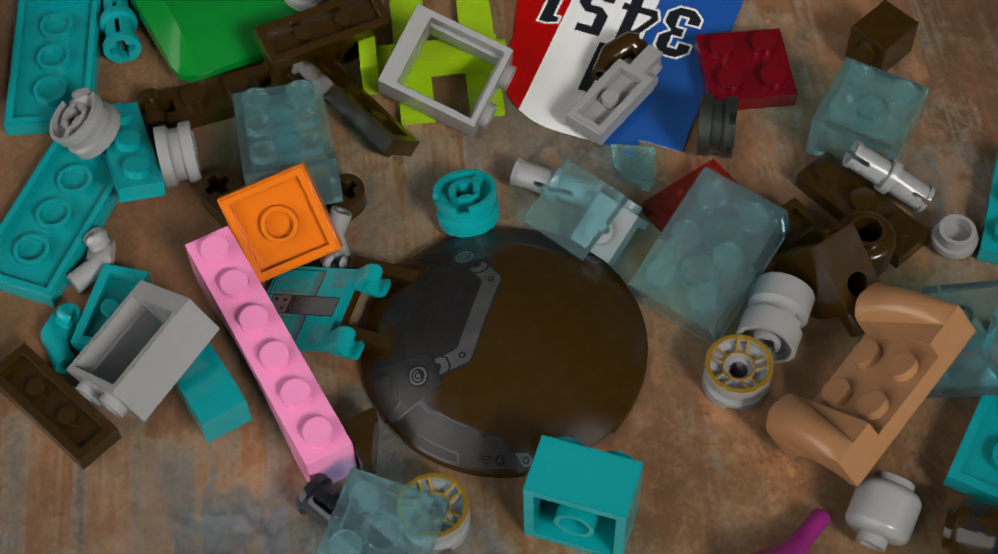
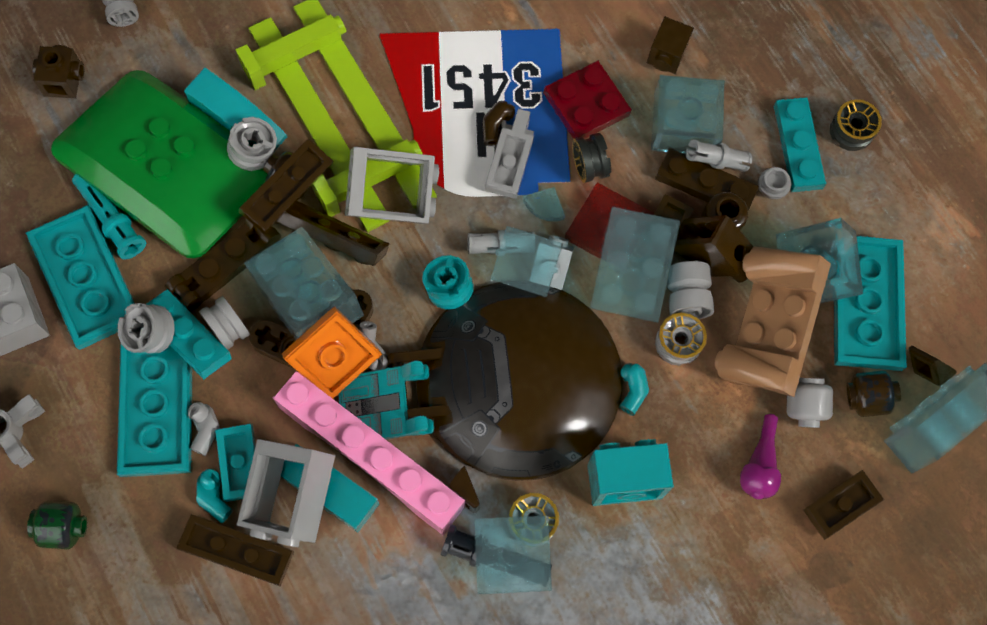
camera: 30 degrees left, 15 degrees up
(653, 410) = (638, 387): none -> teal arm

